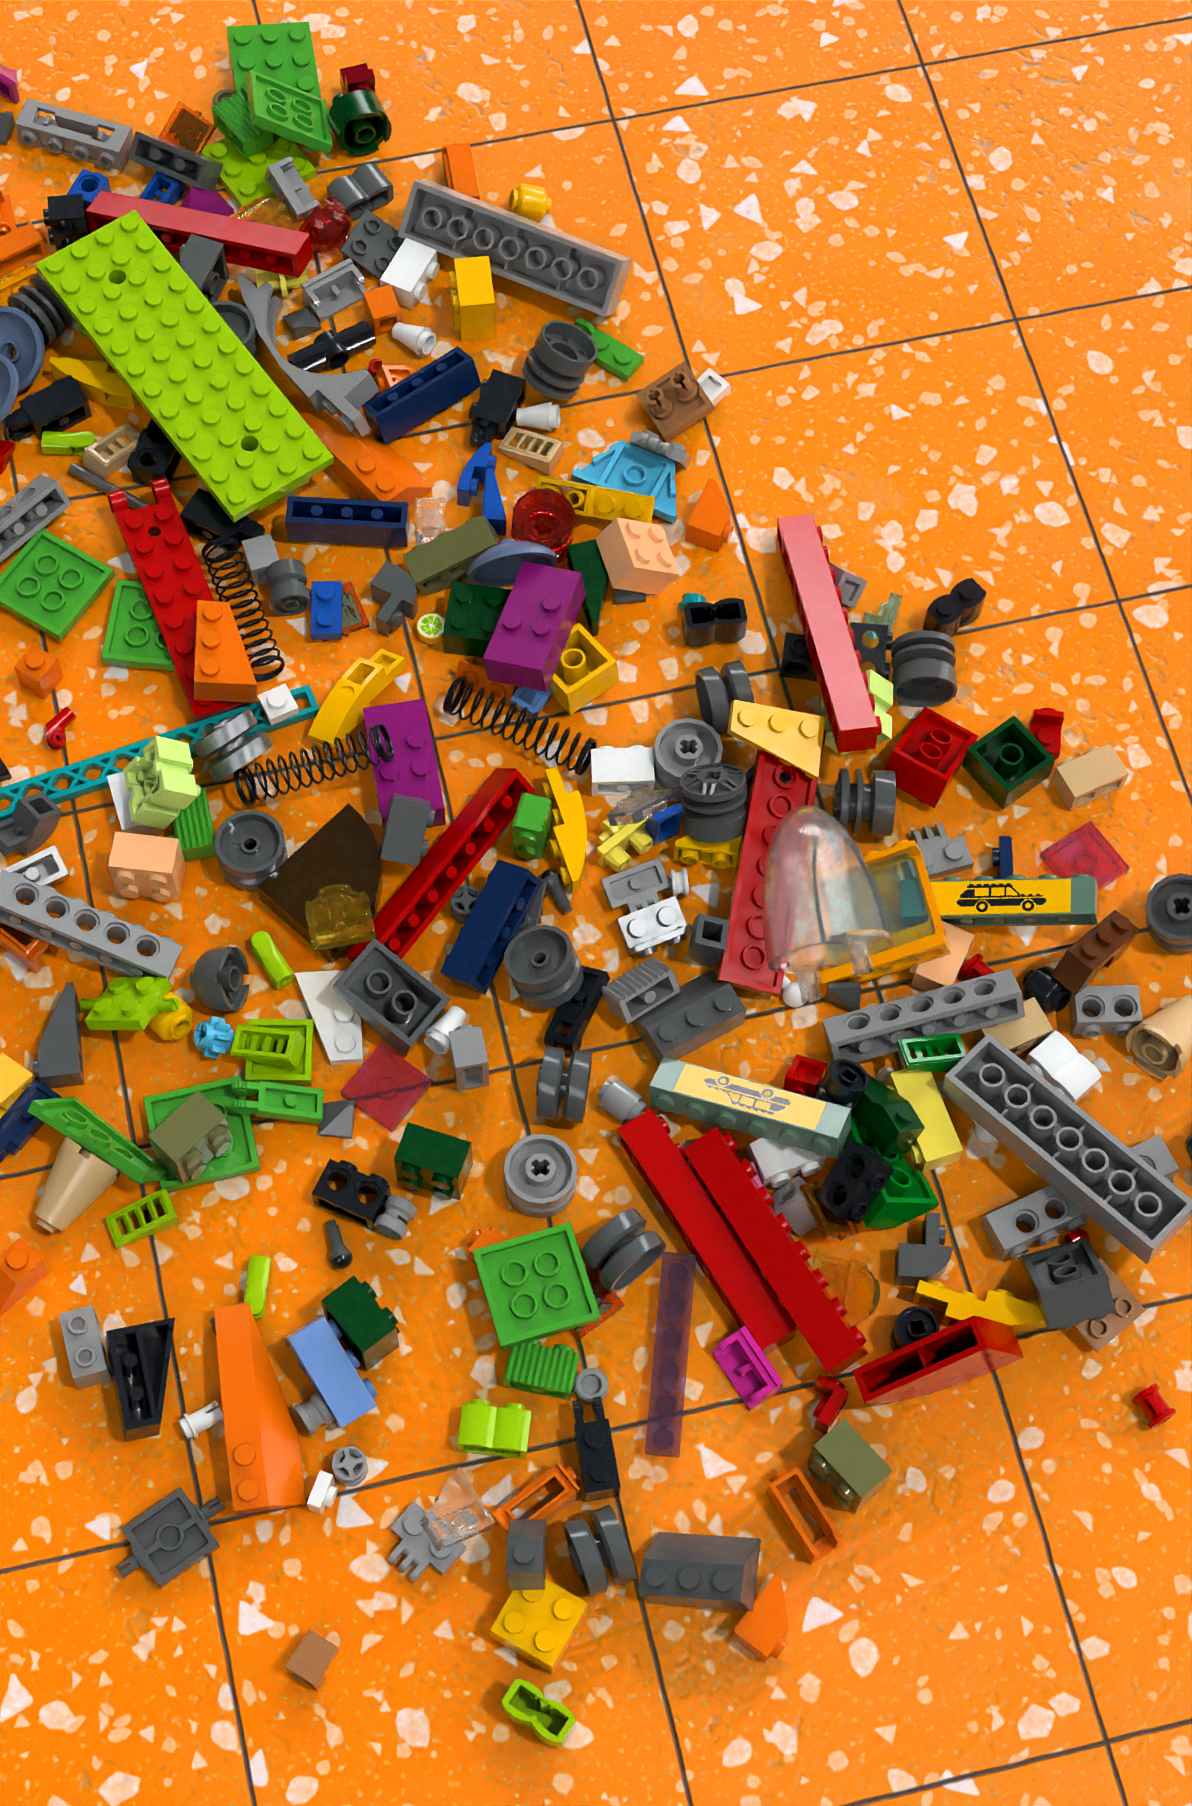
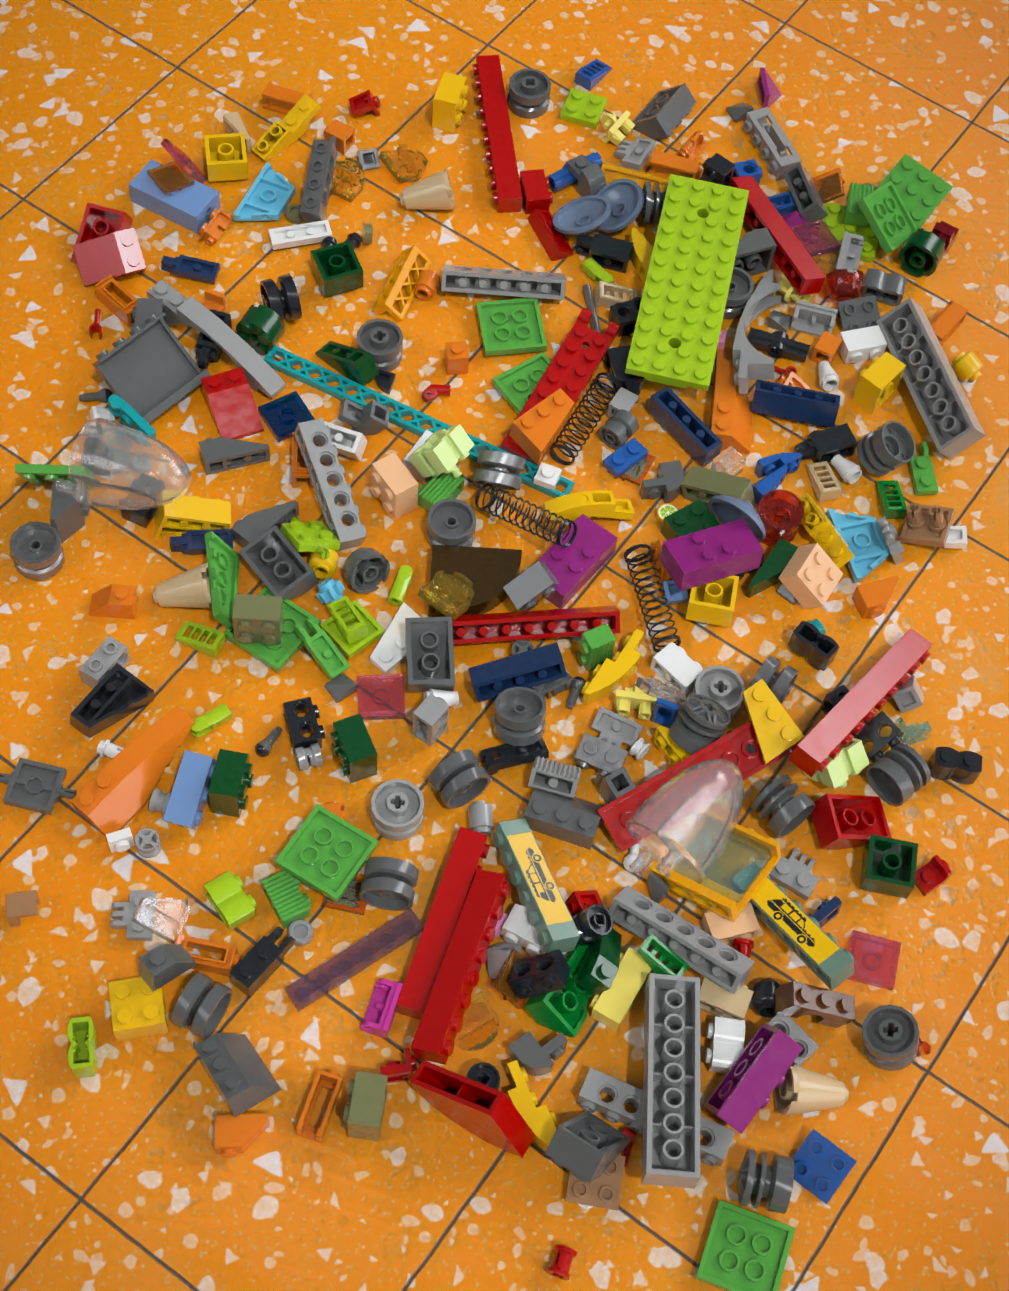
camera: 45 degrees right, 5 degrees down
(133, 1064) = (279, 565): none -> dark grey slope
(242, 198) = (816, 238): none -> clear pink tile
(622, 423) = (888, 511): none -> green slope
(1089, 776) = (928, 920): tan brick -> none
(1126, 1070) = (753, 1077): none -> magenta brick

